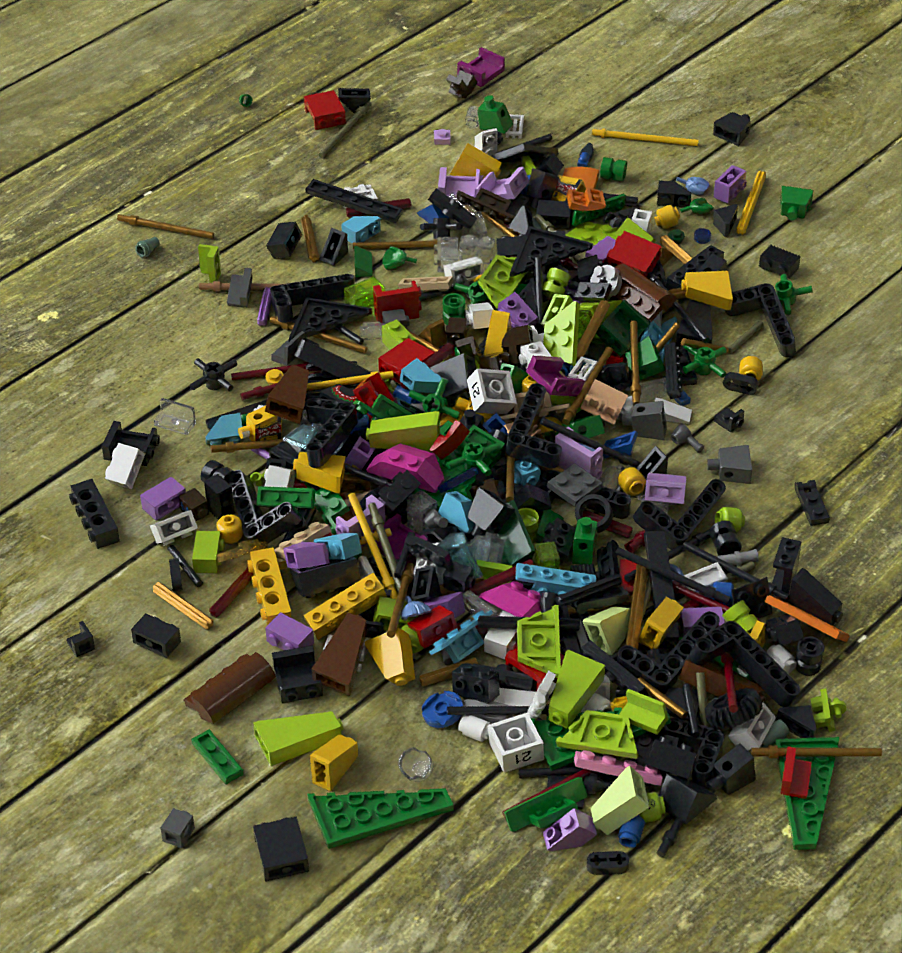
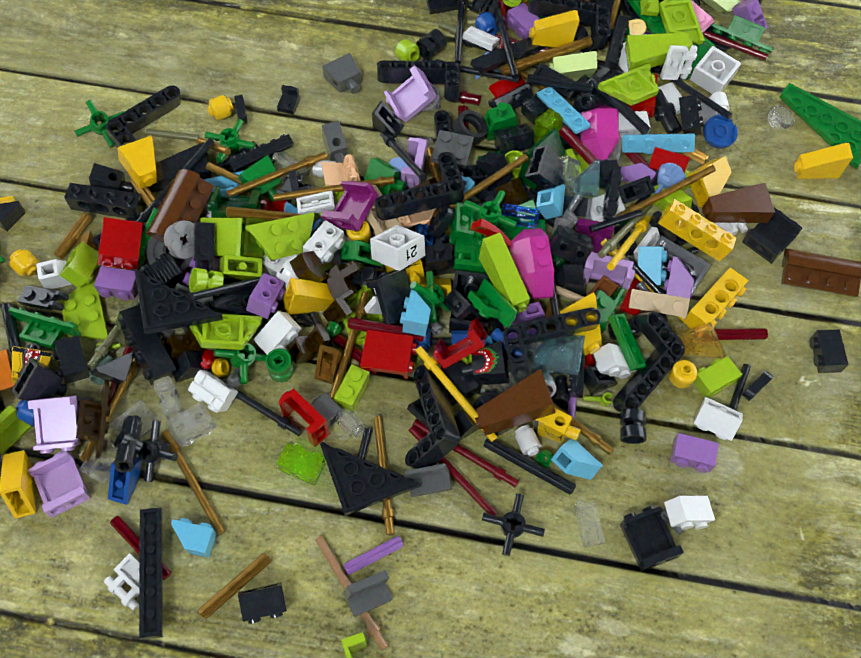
camera: 125 degrees left, 20 degrees up
(94, 514) = (735, 527): black brick -> none
(183, 605) = (778, 361): axle -> none
(196, 502) = (677, 422): dark brown brick -> none
(219, 496) = (662, 401): black brick -> none
(273, 376) = (471, 471): yellow plate -> none
(288, 633) = (748, 258): medium lavender brick -> none
(291, 294) = (337, 520): black beam -> none
(295, 735) = (821, 202): lime slope -> none
(335, 247) = (244, 542): black slope -> none
(363, 262) = (246, 503): green slope -> none
(395, 258) = (224, 473): green piece -> none
(428, 283) = (253, 414): tan plate -> none
(588, 201) = (47, 327): orange slope -> none
(623, 443) = (376, 145): blue slope -> none
(631, 481) = (411, 126): yellow head -> none
(675, 412) = (306, 142): white slope -> none
(677, 236) = (48, 246): dark green plate -> none
(682, 434) = (331, 116): dark grey bar -> none
(702, 235) = (36, 227): clear blue tile -> none
(739, 558) = (450, 40): light grey pin -> none
(779, 261) = (51, 149): black brick -> none
(812, 503) = (348, 18): black plate -> none

